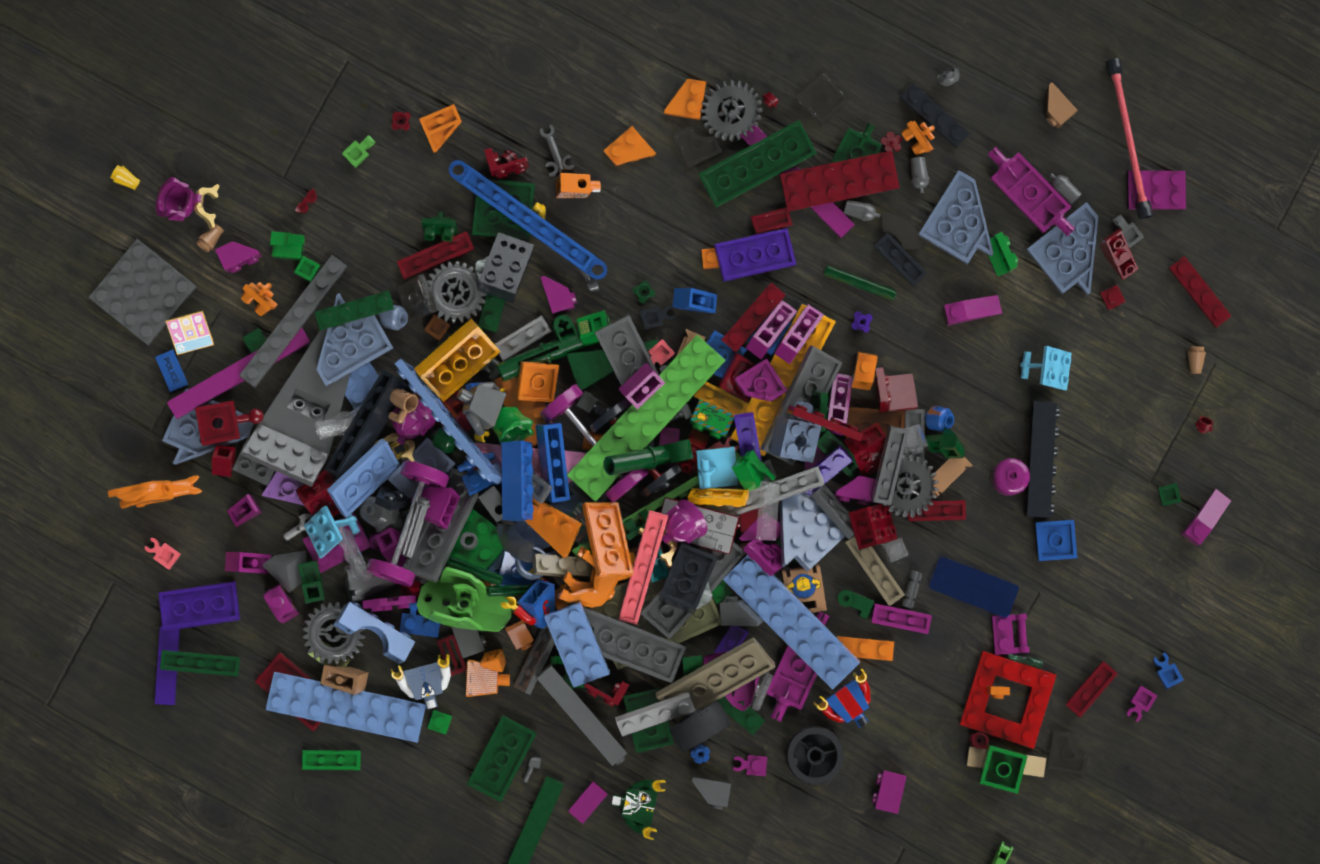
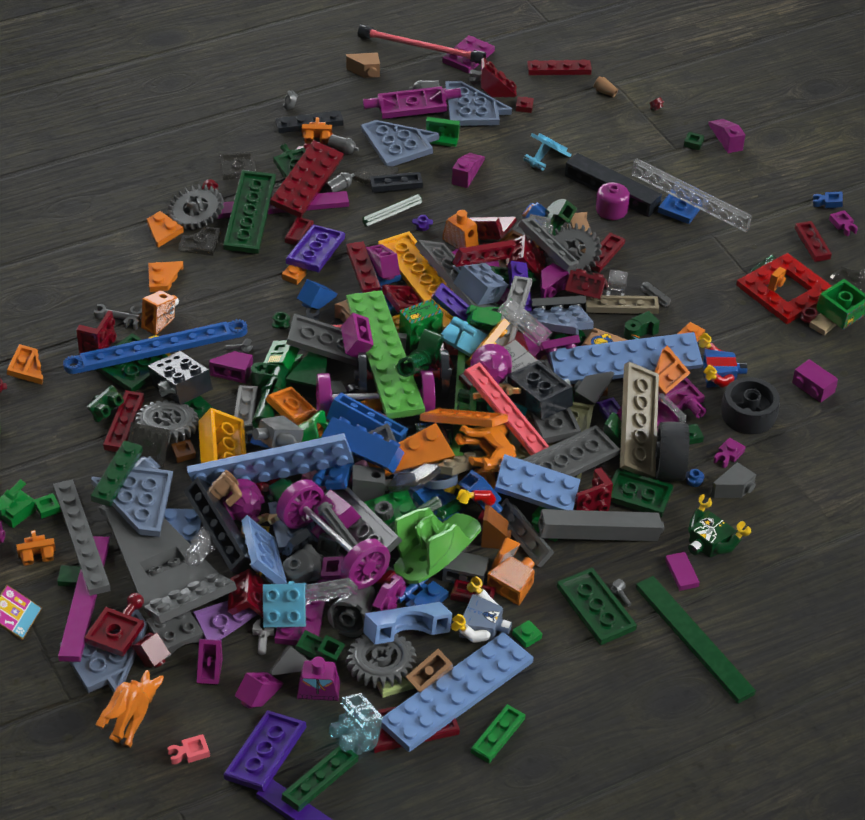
camera: 55 degrees left, 40 degrees down
(171, 371) = (33, 650): blue tile -> none
(257, 661) = (357, 726): none -> clear light blue hips
(655, 714) = (638, 476): light grey plate -> none
(761, 382) = (418, 284): magenta plate -> none
(796, 668) = (670, 370): none -> orange wing
(799, 334) = (404, 247): magenta slope -> none
(901, 618) = (676, 308): magenta plate -> none
(974, 587) = (681, 262): clear blue piece -> none
(1003, 634) = (733, 266): magenta plate -> none
(1064, 553) = (691, 195): none -> clear plate

